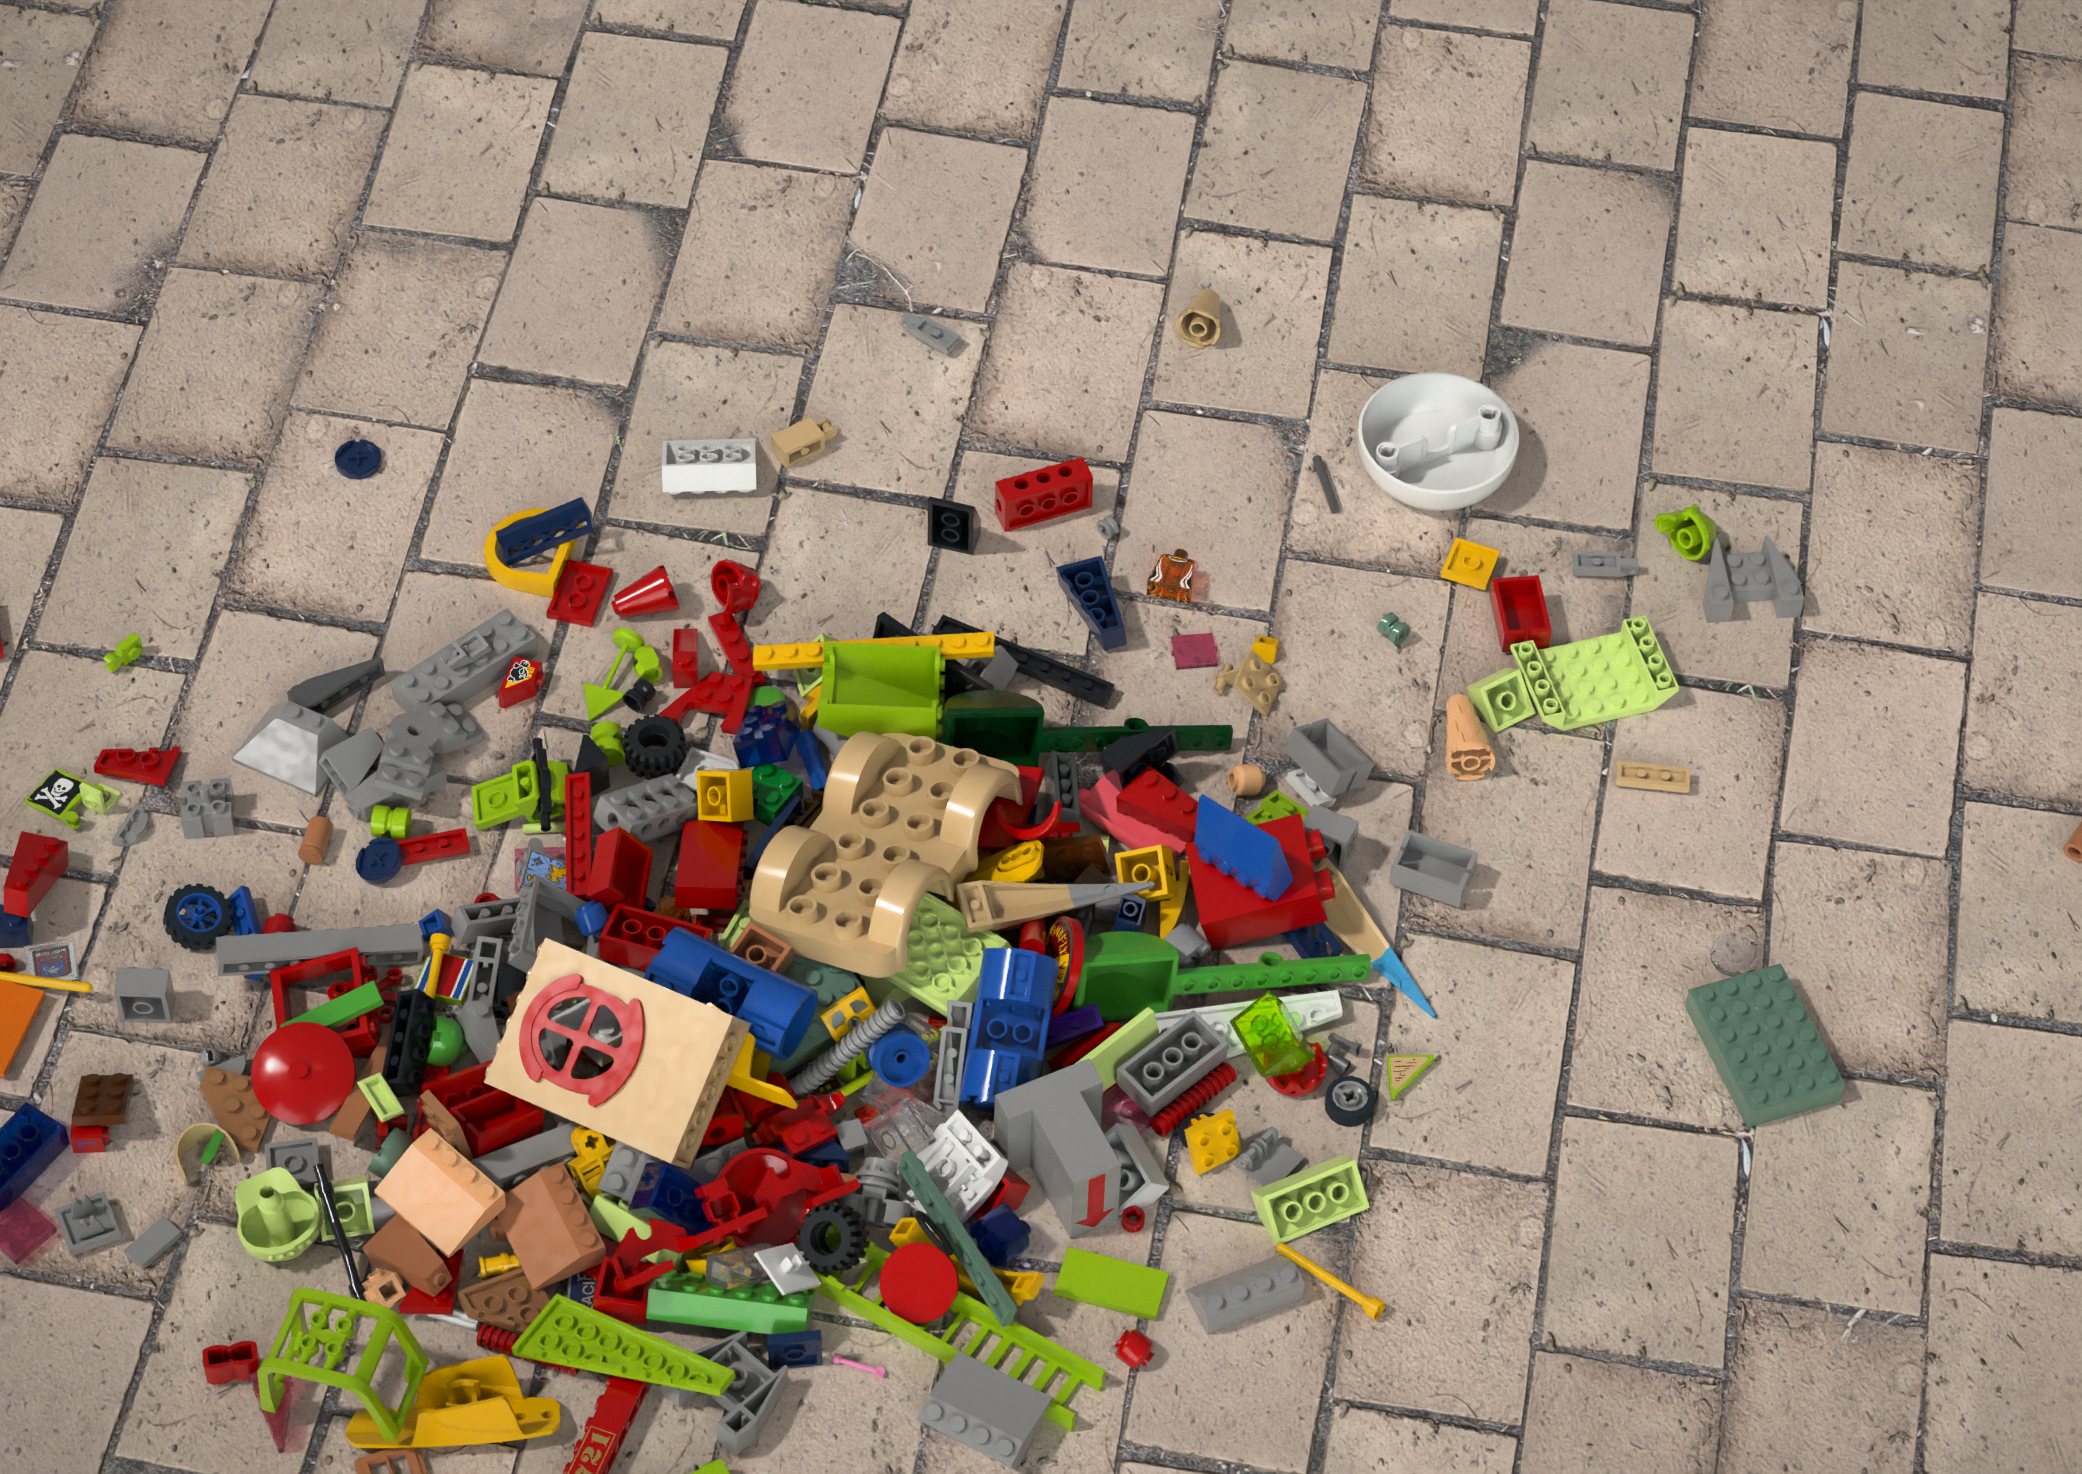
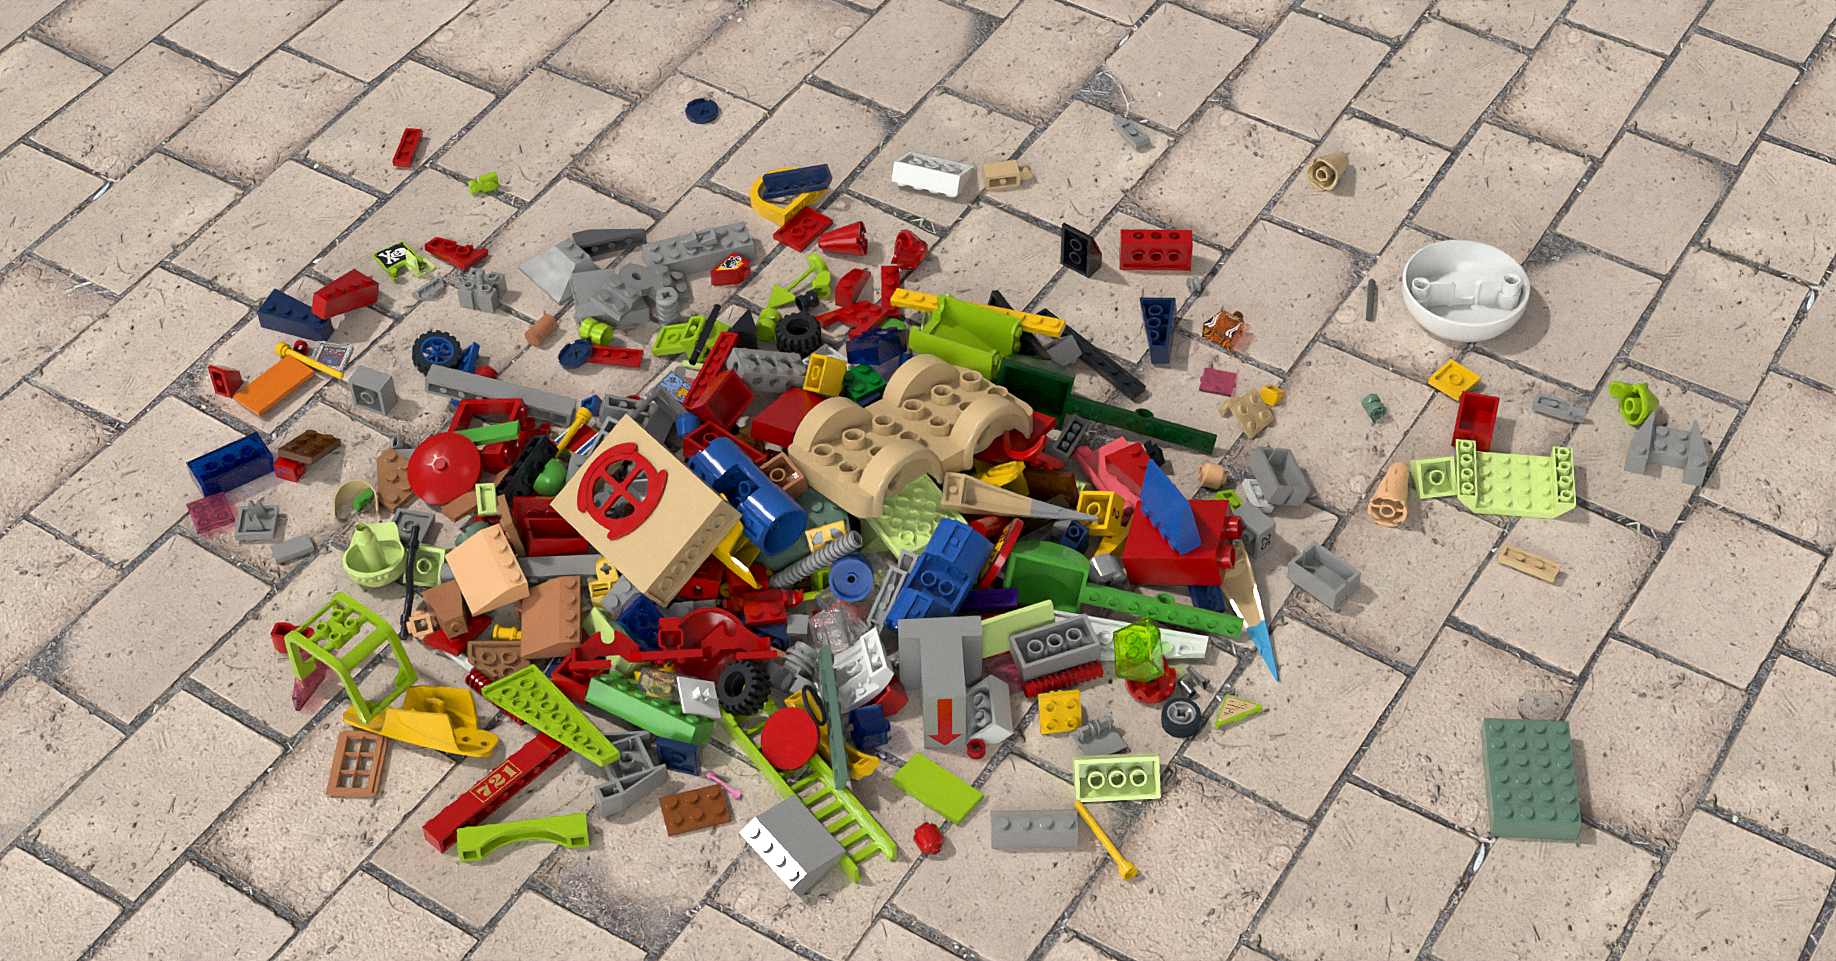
camera: 25 degrees right, 5 degrees down
(469, 759) = (667, 306): none -> light grey piece
(840, 1408) = (694, 809): none -> dark orange plate
(1133, 754) = (1129, 429): black slope -> none

